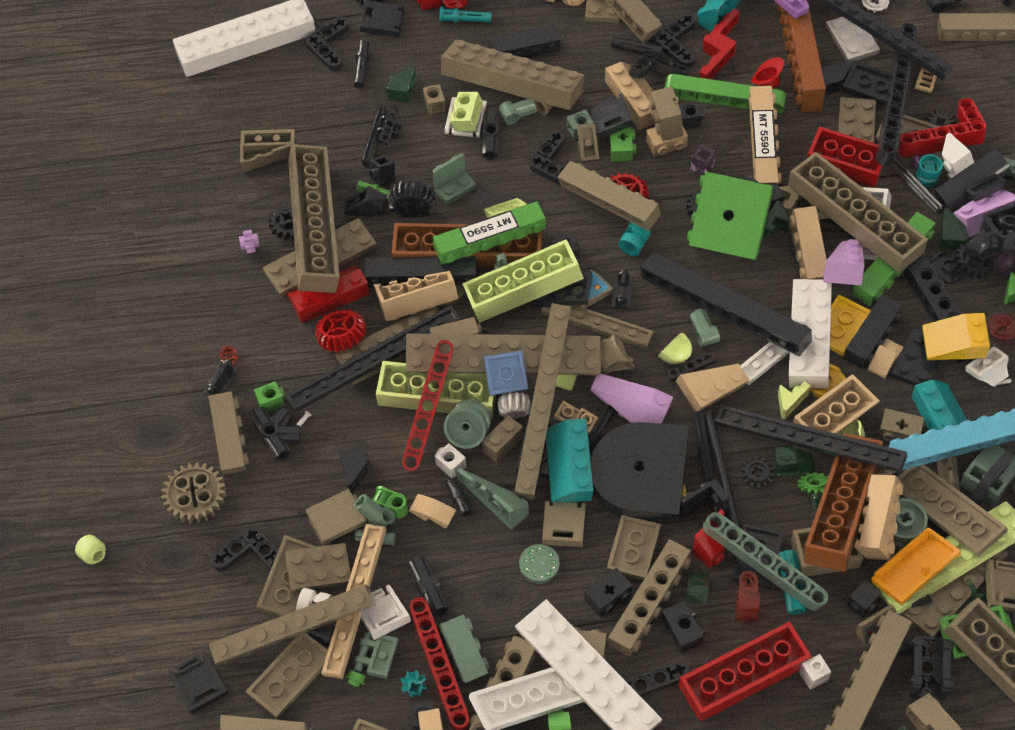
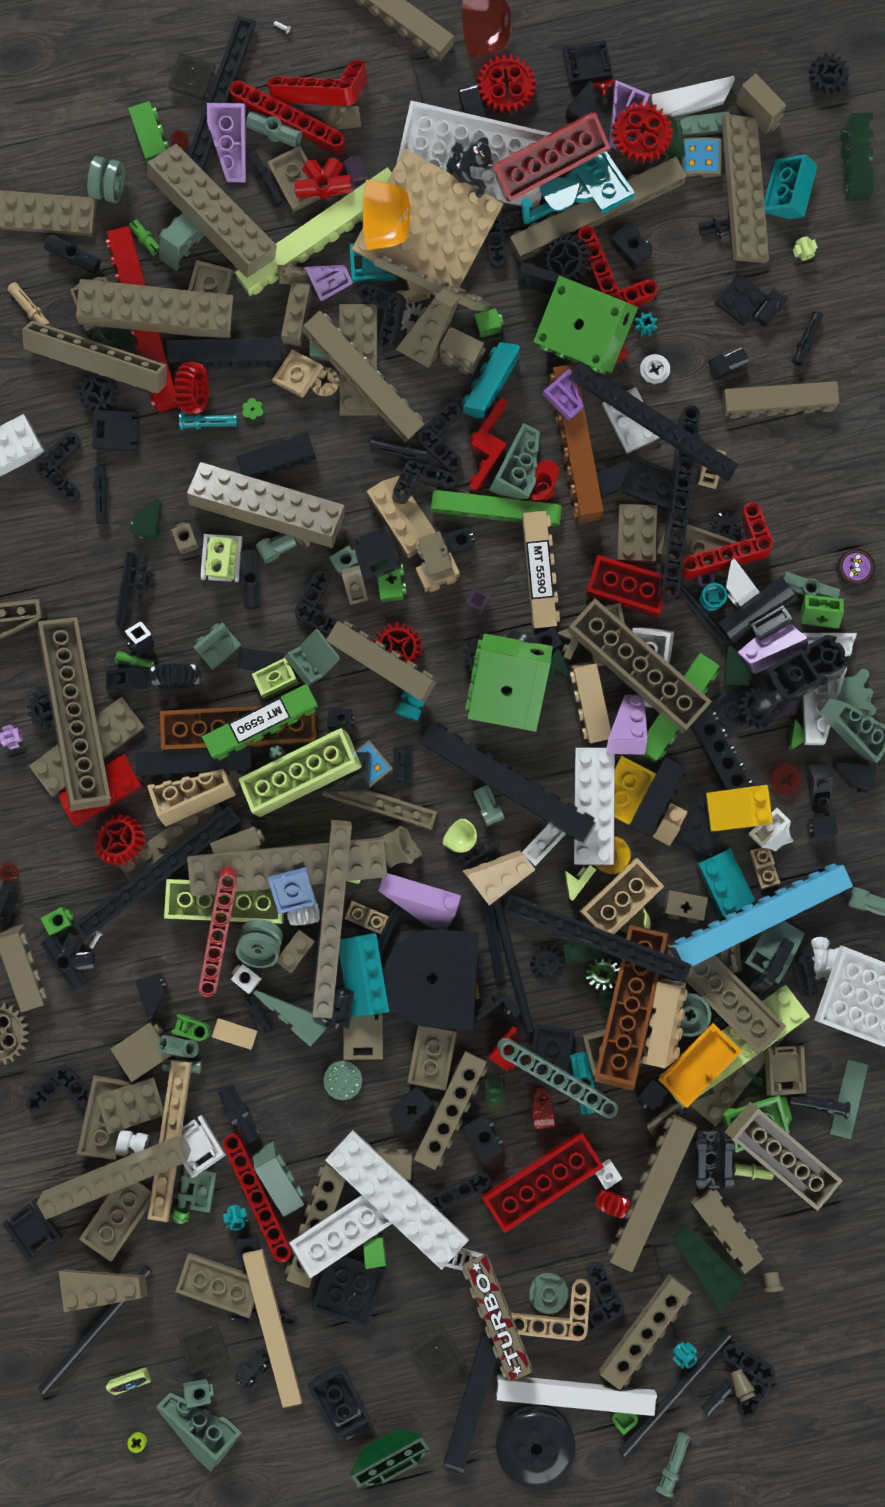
camera: 10 degrees left, 25 degrees up
(506, 10) = (252, 404): none -> bright green plant
(544, 494) = (343, 1003): none -> black hinge
(547, 191) = (312, 658): none -> sand green bracket
(746, 63) = (519, 467): none -> sand green wedge
(820, 699) = (612, 1203): none -> red gear
(974, 685) = (752, 1171): none -> yellowish green axle
(981, 399) = (764, 868): none -> tan slope

